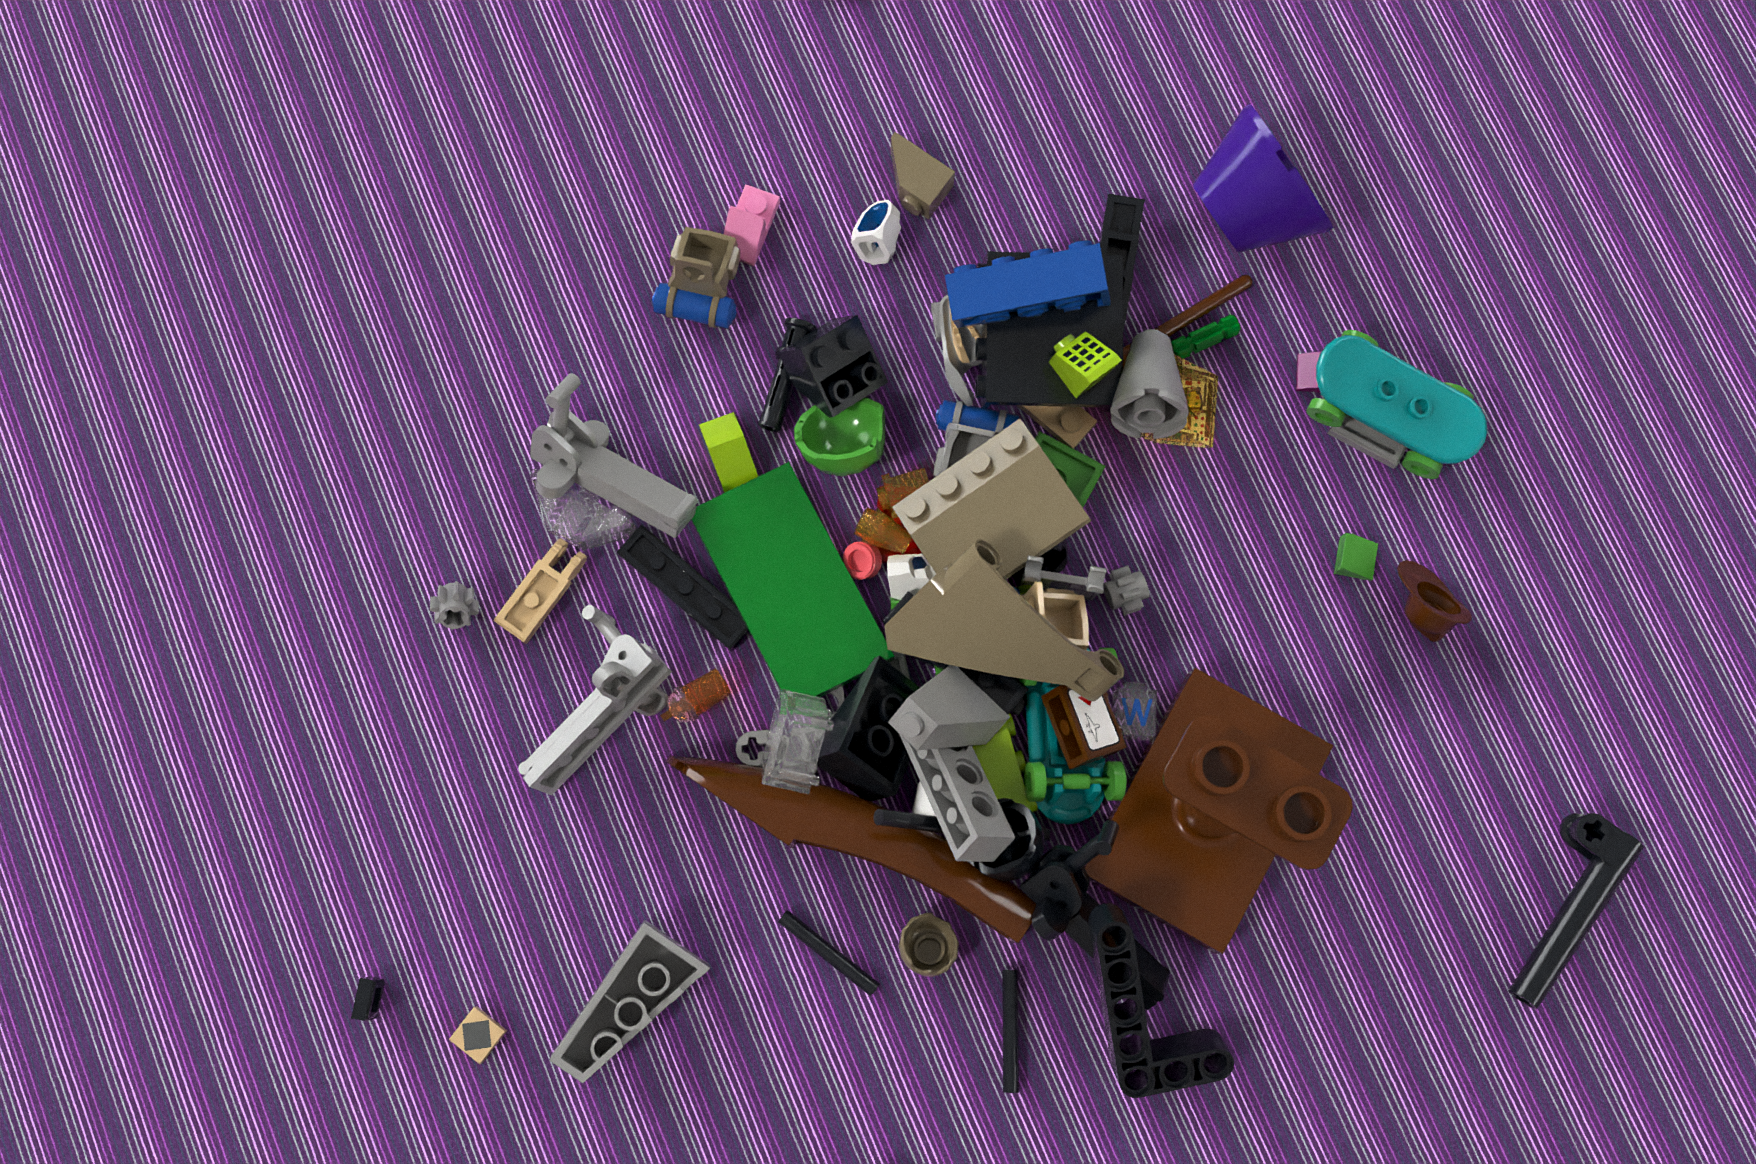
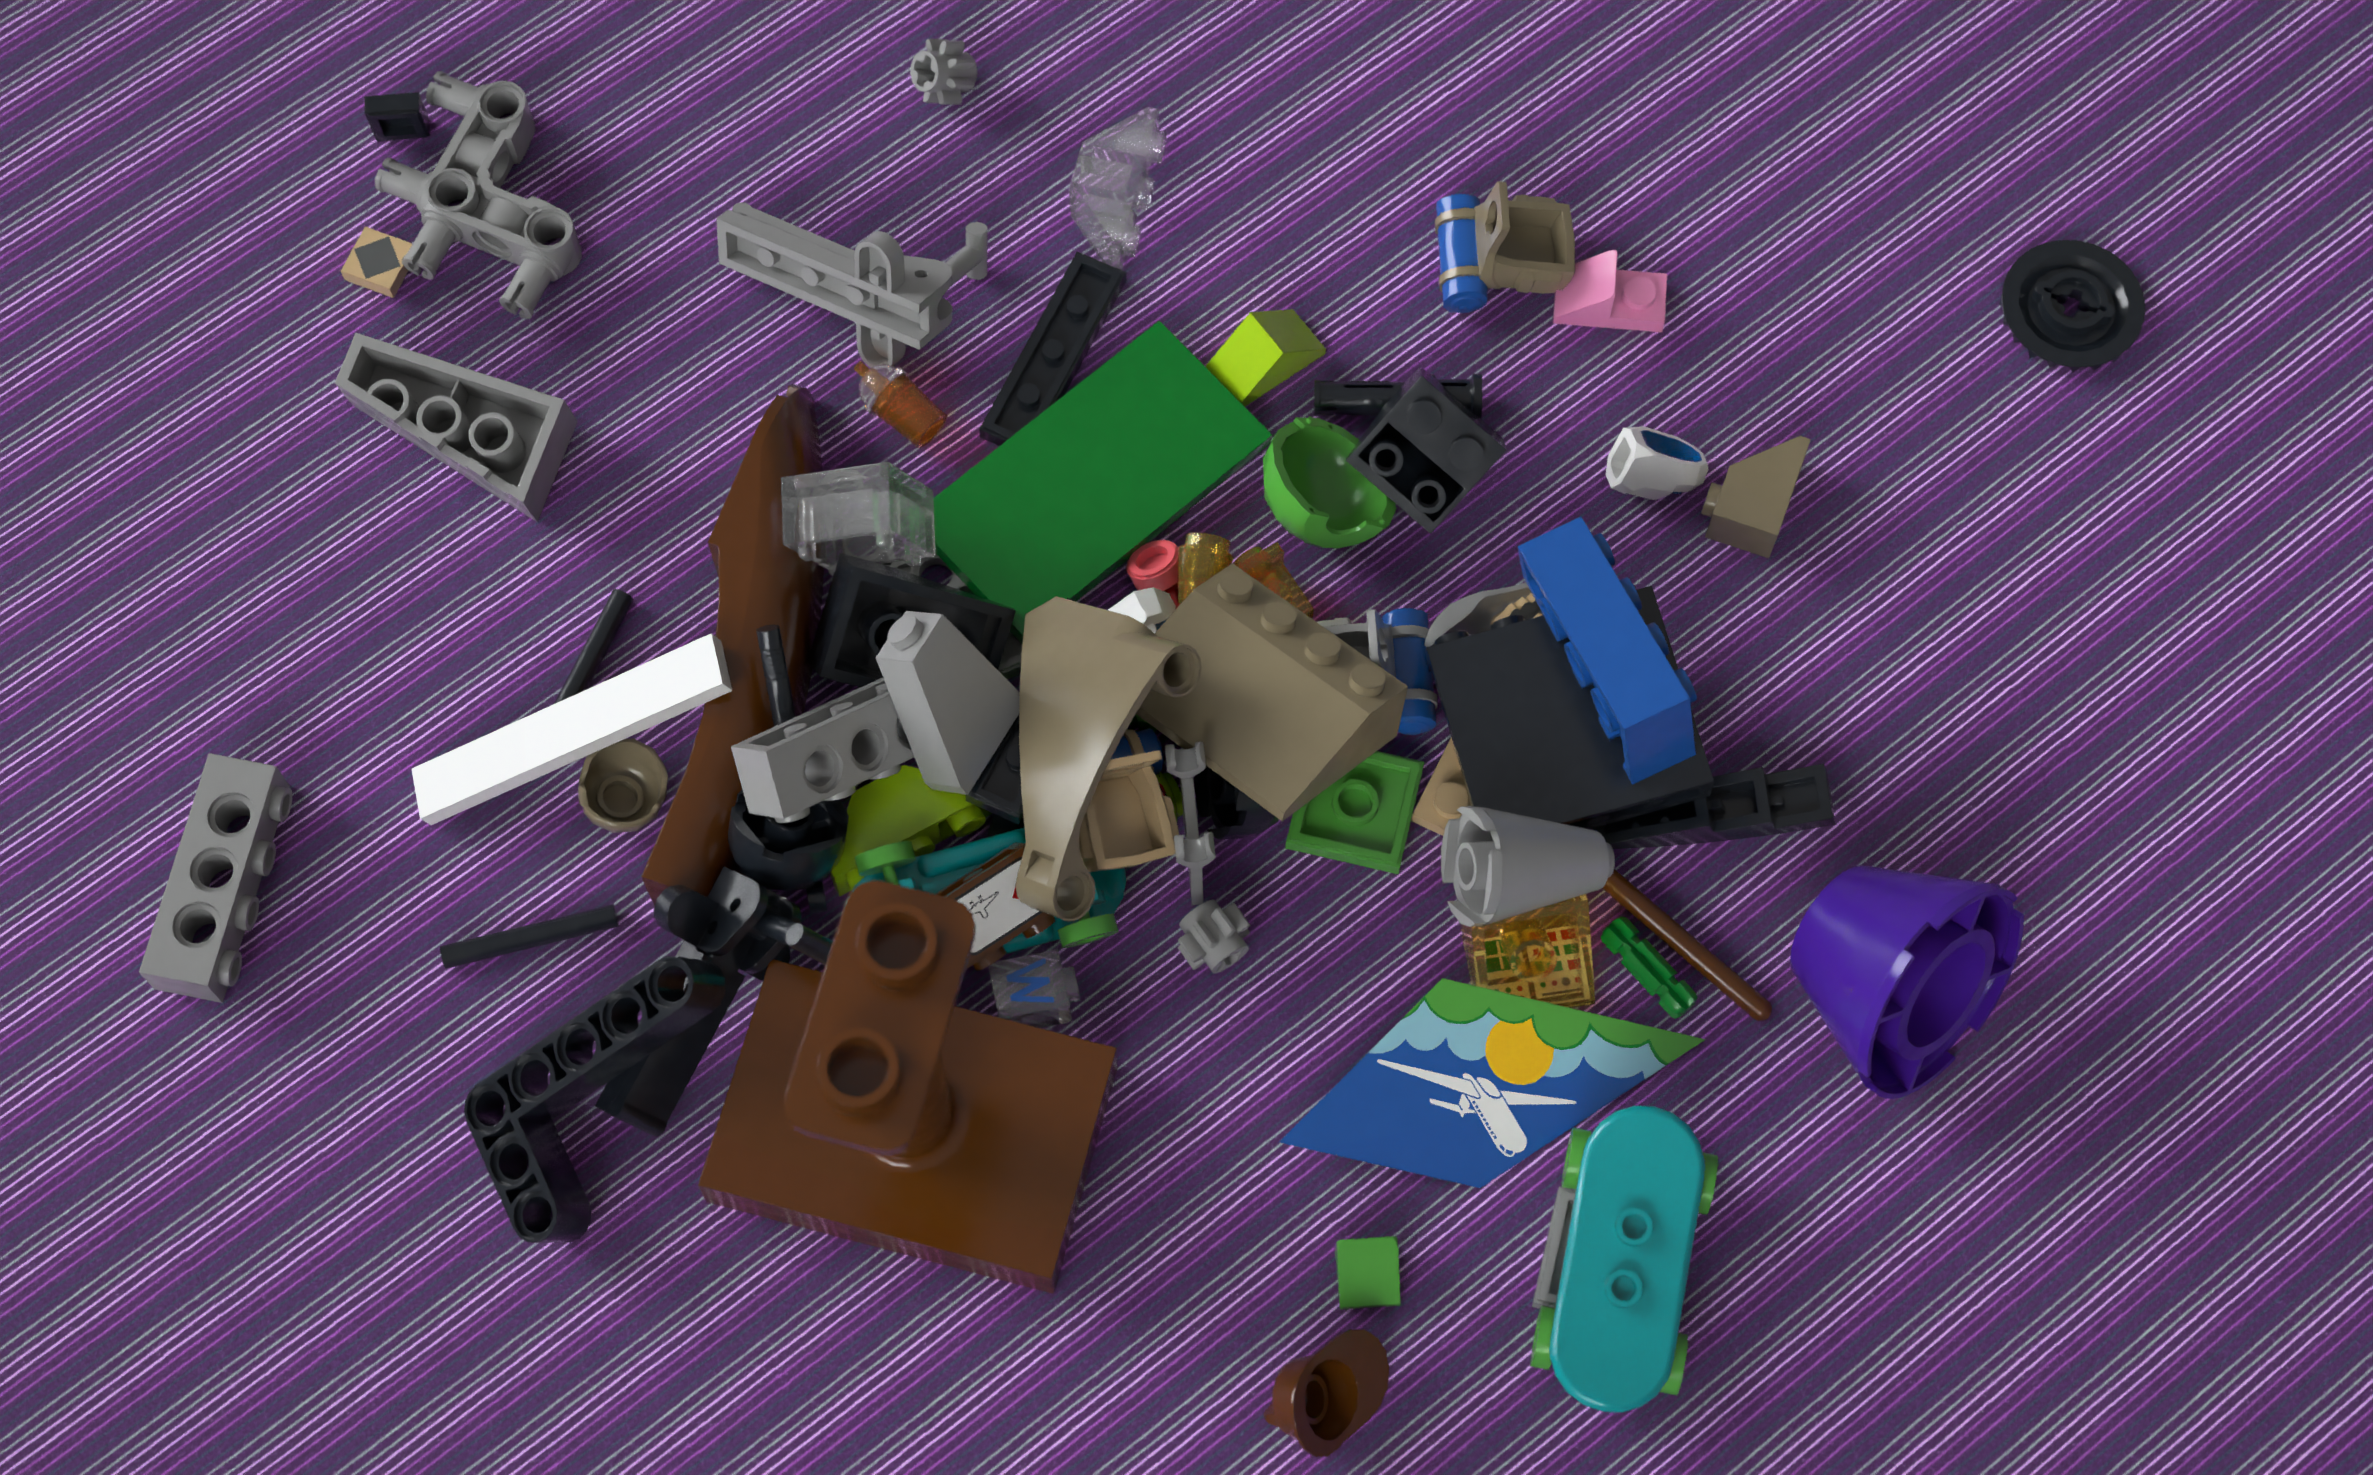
camera: 75 degrees right, 10 degrees down
(429, 951) = (489, 216): none -> light grey pin
(539, 593) = (993, 172): tan hinge -> none
(579, 455) = (1191, 164): light grey piece -> none
(889, 969) = (571, 729): none -> white tile
(1082, 362) = (1517, 751): lime slope -> none
(1255, 457) = (1480, 1083): none -> sticker

